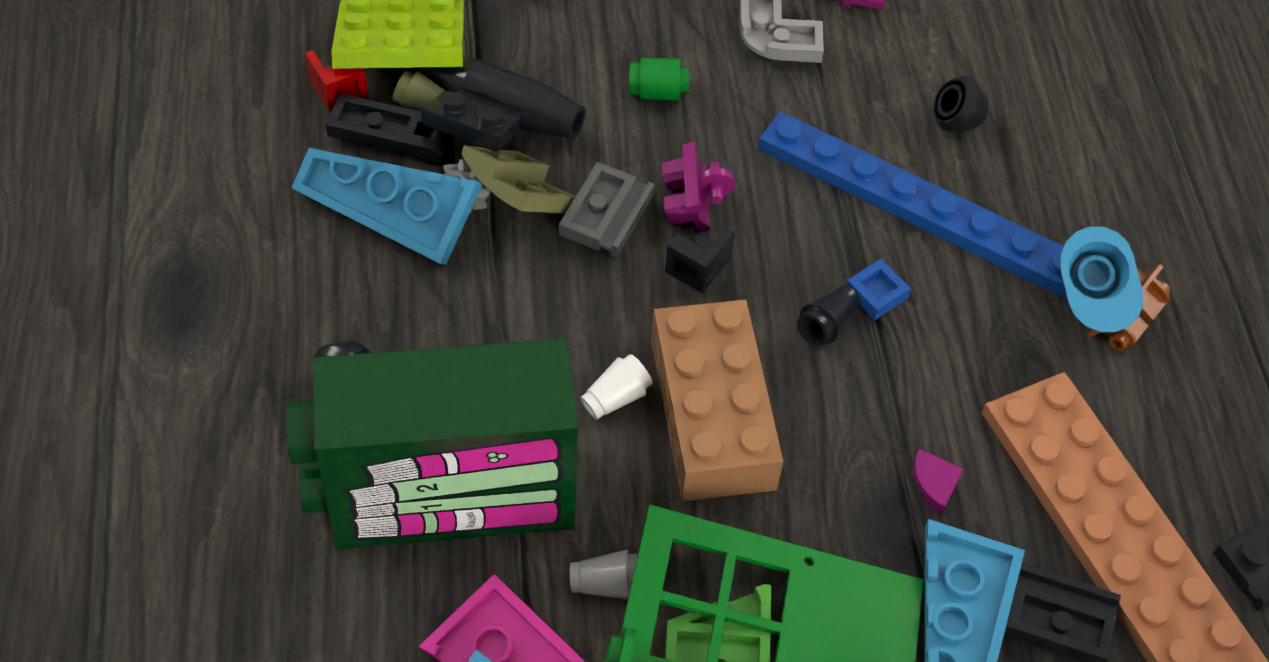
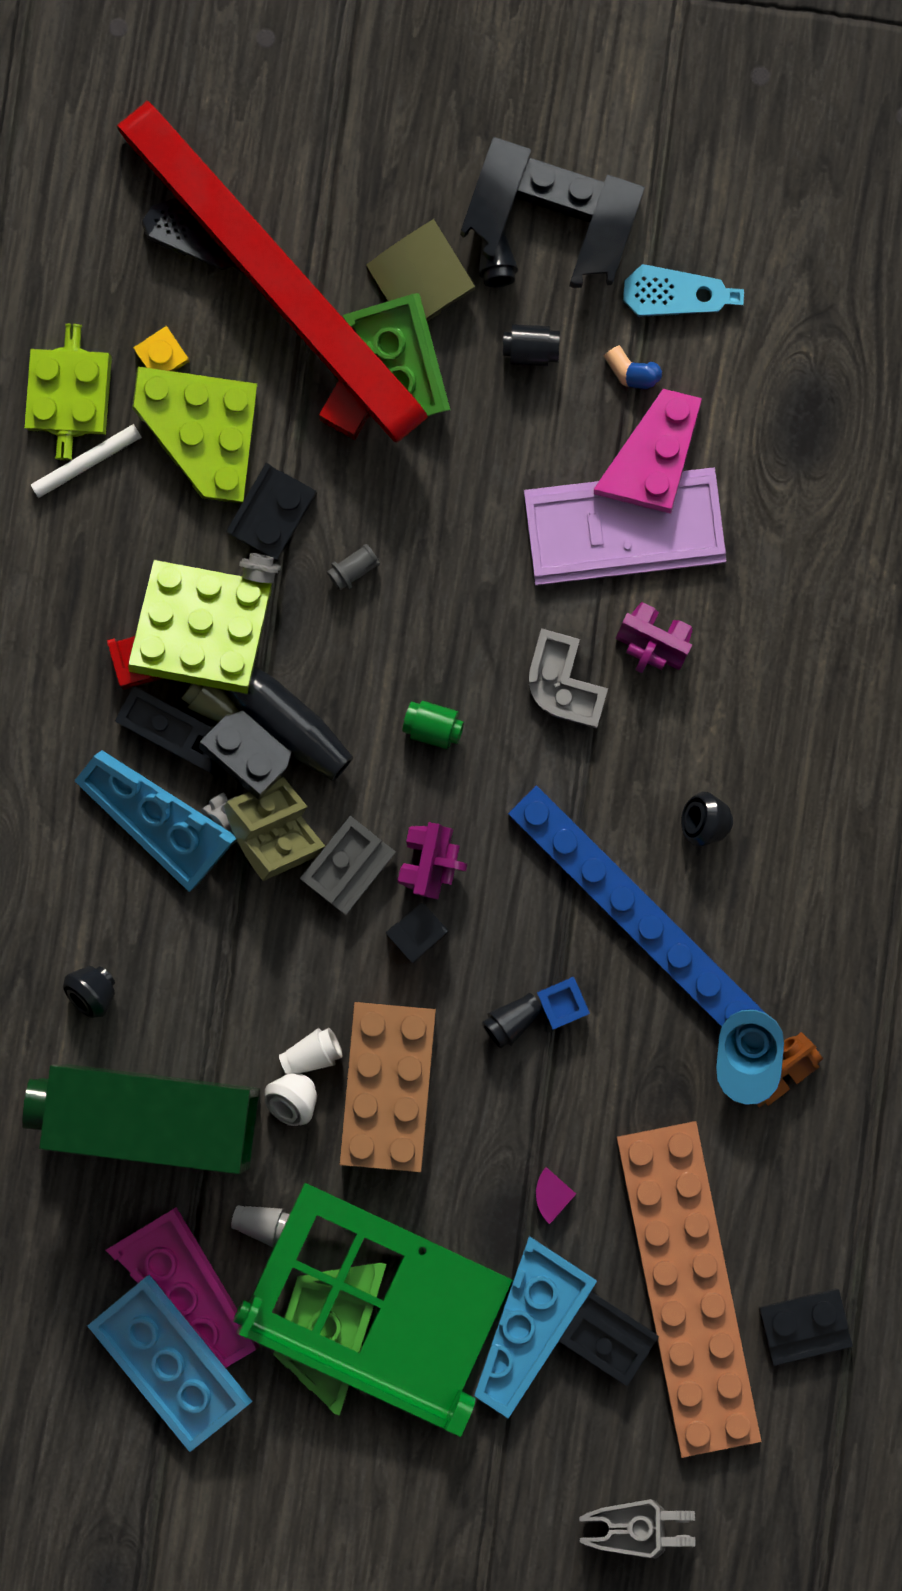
camera: 25 degrees right, 30 degrees up
(606, 434) = (291, 1099): none -> white cone

